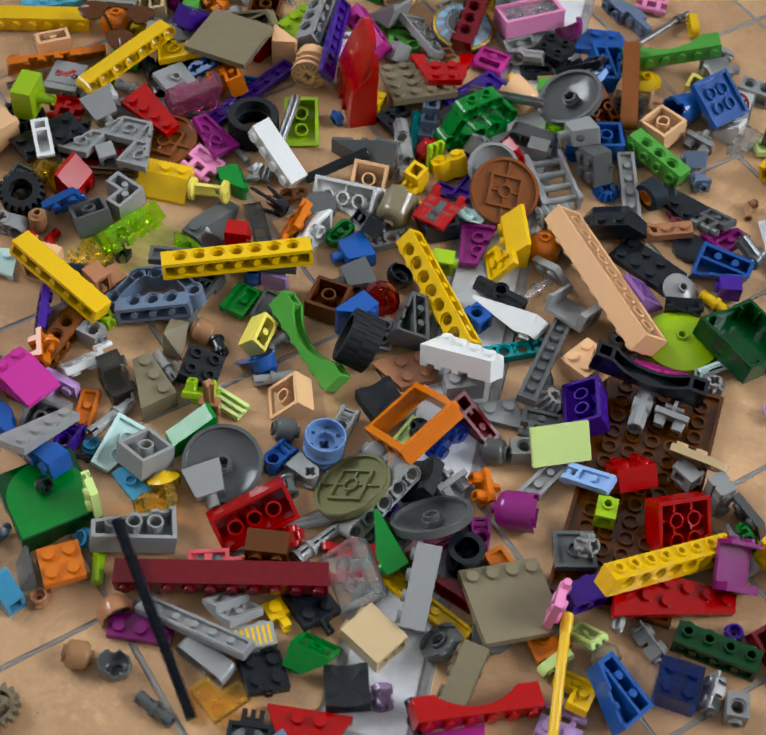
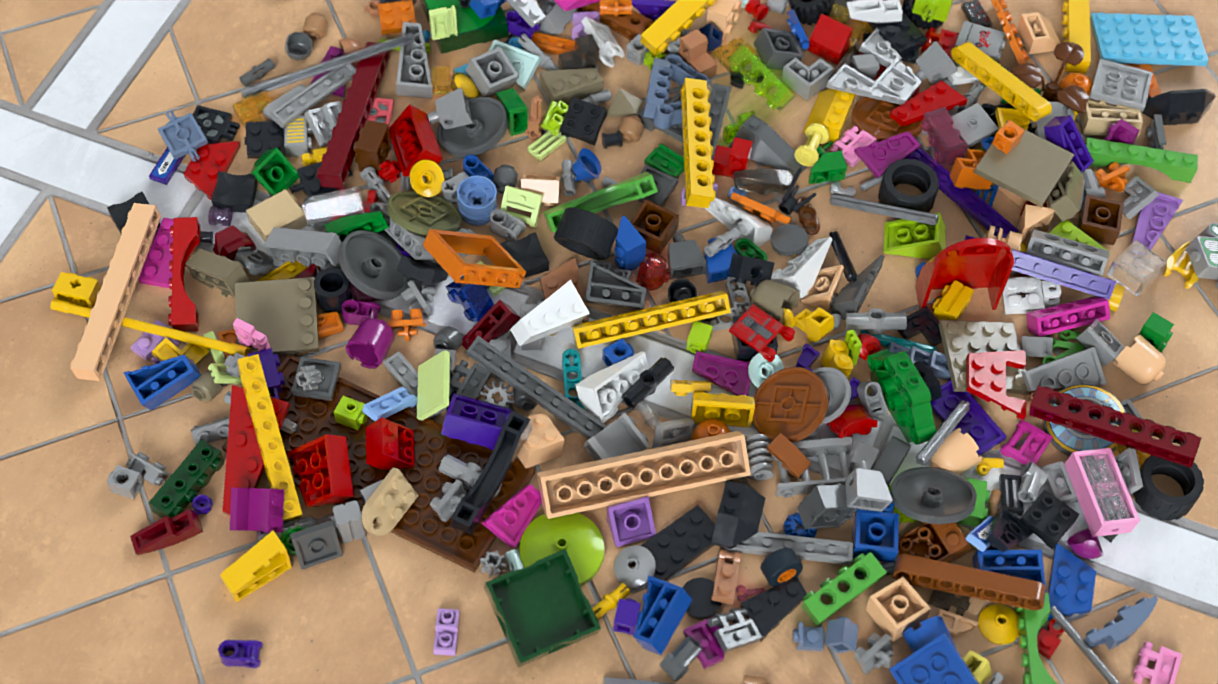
camera: 100 degrees right, 5 degrees up
(38, 220) = (780, 15): medium nougat brick -> none
(210, 39) = (1008, 137): none -> orange brick
(258, 334) = (616, 166): light yellow brick -> none
(277, 153) = (854, 199): white brick -> none
(305, 491) = (432, 174): none -> yellow dish
(317, 403) = (522, 200): none -> yellowish green plate
(344, 242) = (722, 242): none -> light grey pin
(418, 676) = (230, 240): none -> dark red slope
(552, 190) = (791, 457): none -> dark orange slope
(585, 619) = (231, 363): none -> light grey gear
(677, 685) = (161, 437): clear blue brick -> none
(685, 305) = (606, 570): black hinge -> none

